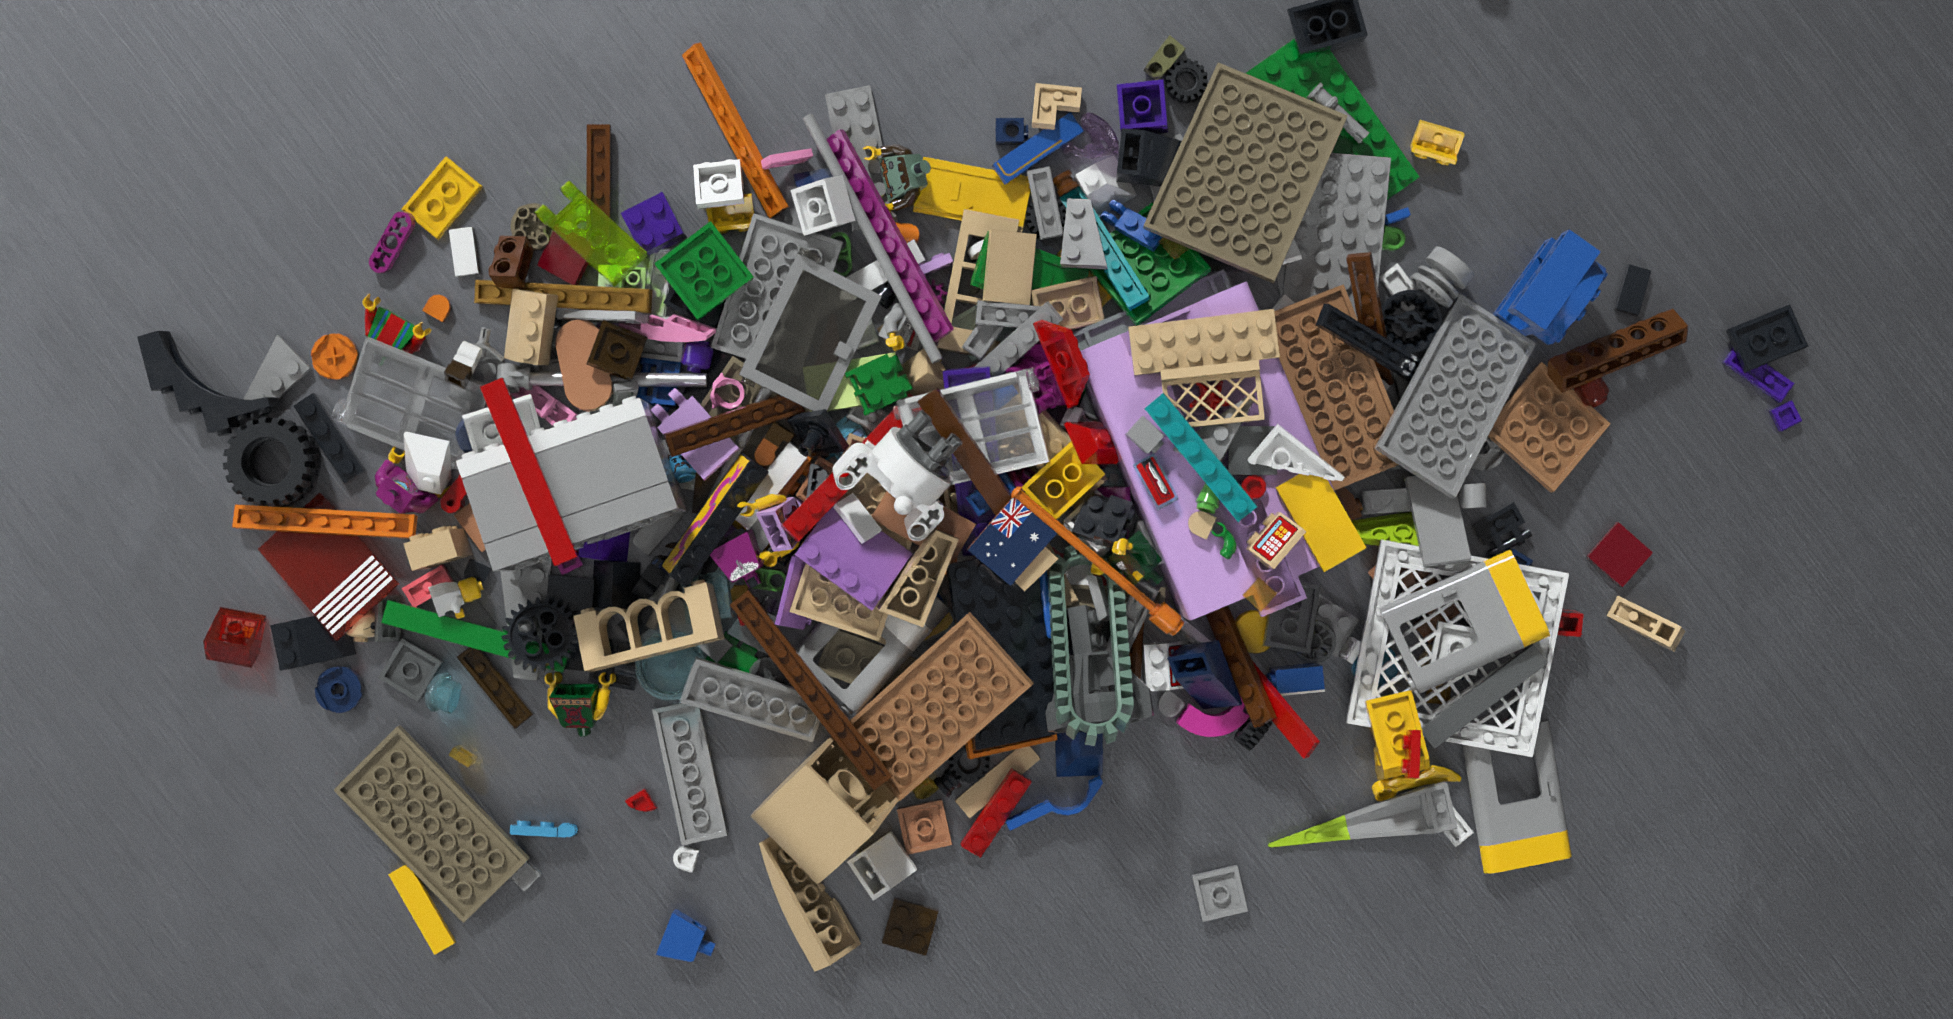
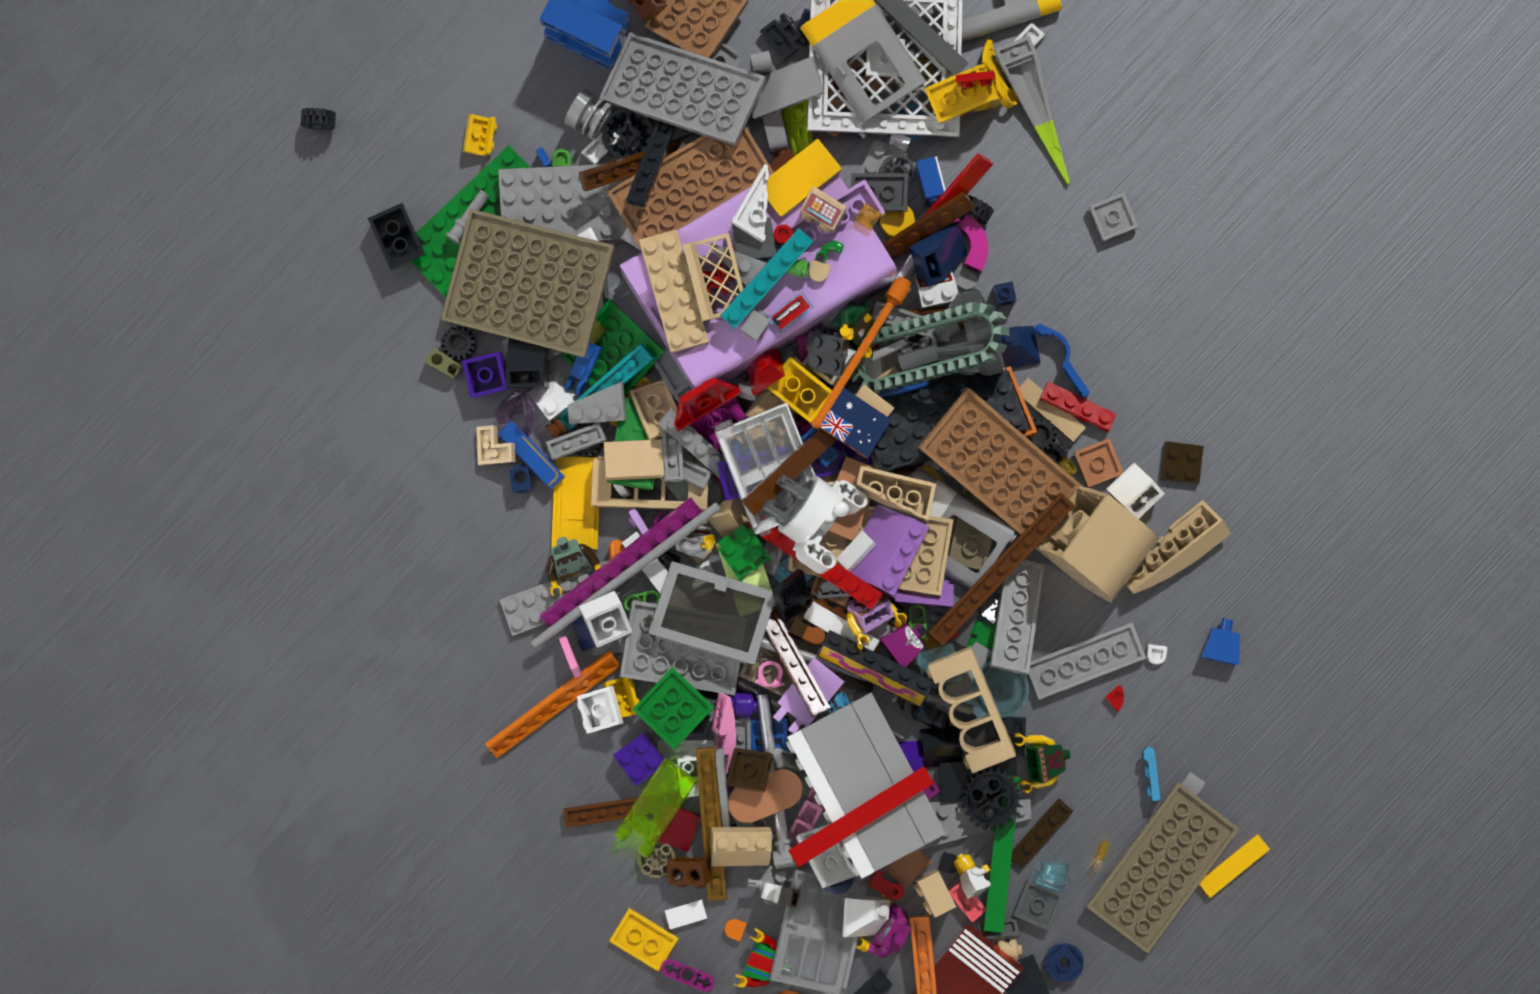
camera: 90 degrees left, 5 degrees down
(1145, 746) = (1004, 294): none -> dark blue brick

